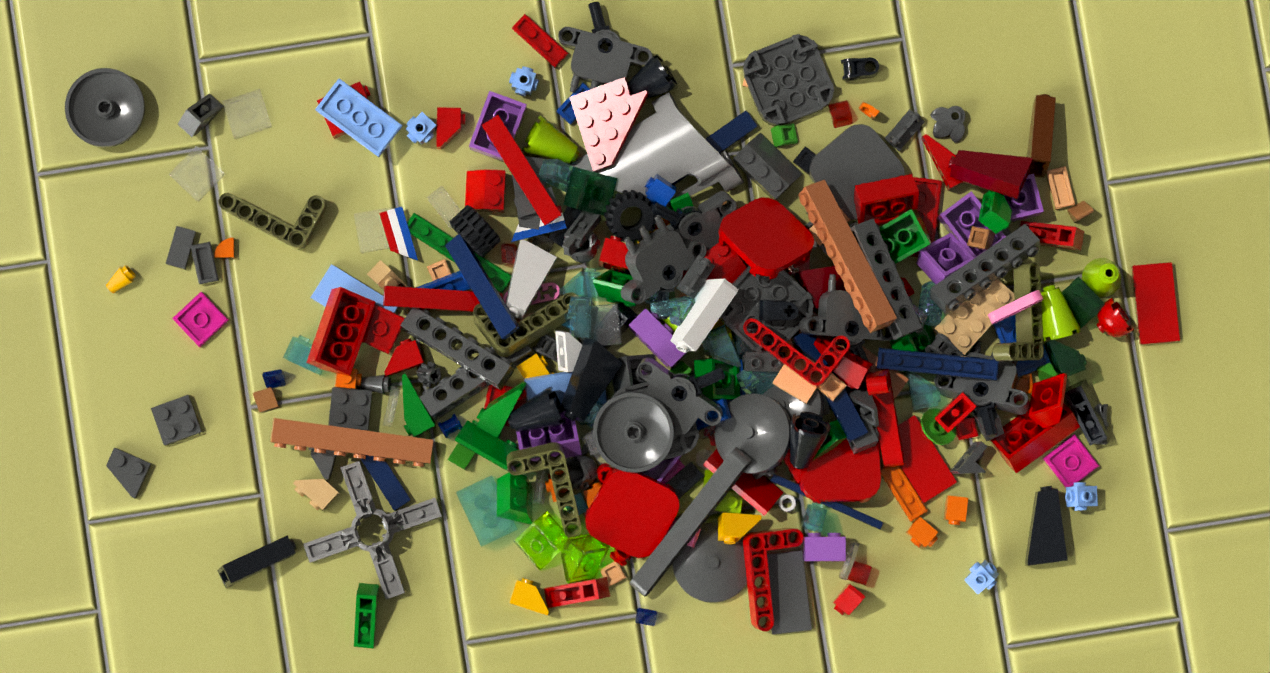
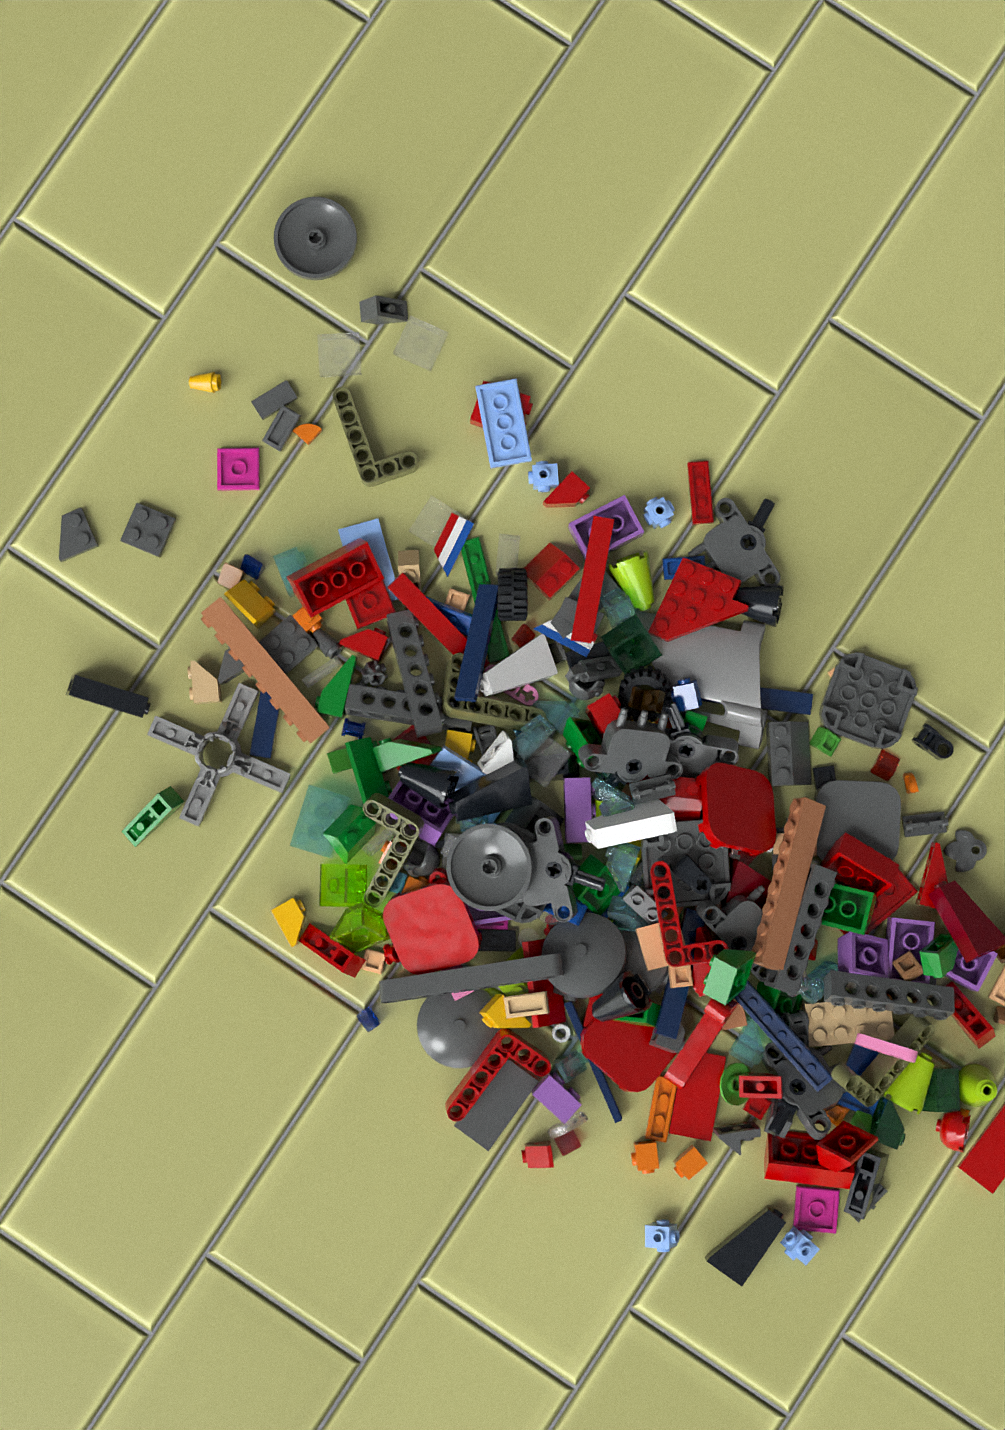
camera: 45 degrees right, 0 degrees up
(297, 404) = (250, 602): none -> yellow slope
(635, 219) = (646, 700): none -> dark brown bracket
(745, 504) = (526, 1004): none -> tan tile
(862, 354) = (728, 974): none -> green slope
(864, 404) = (693, 1013): dark grey slope -> none

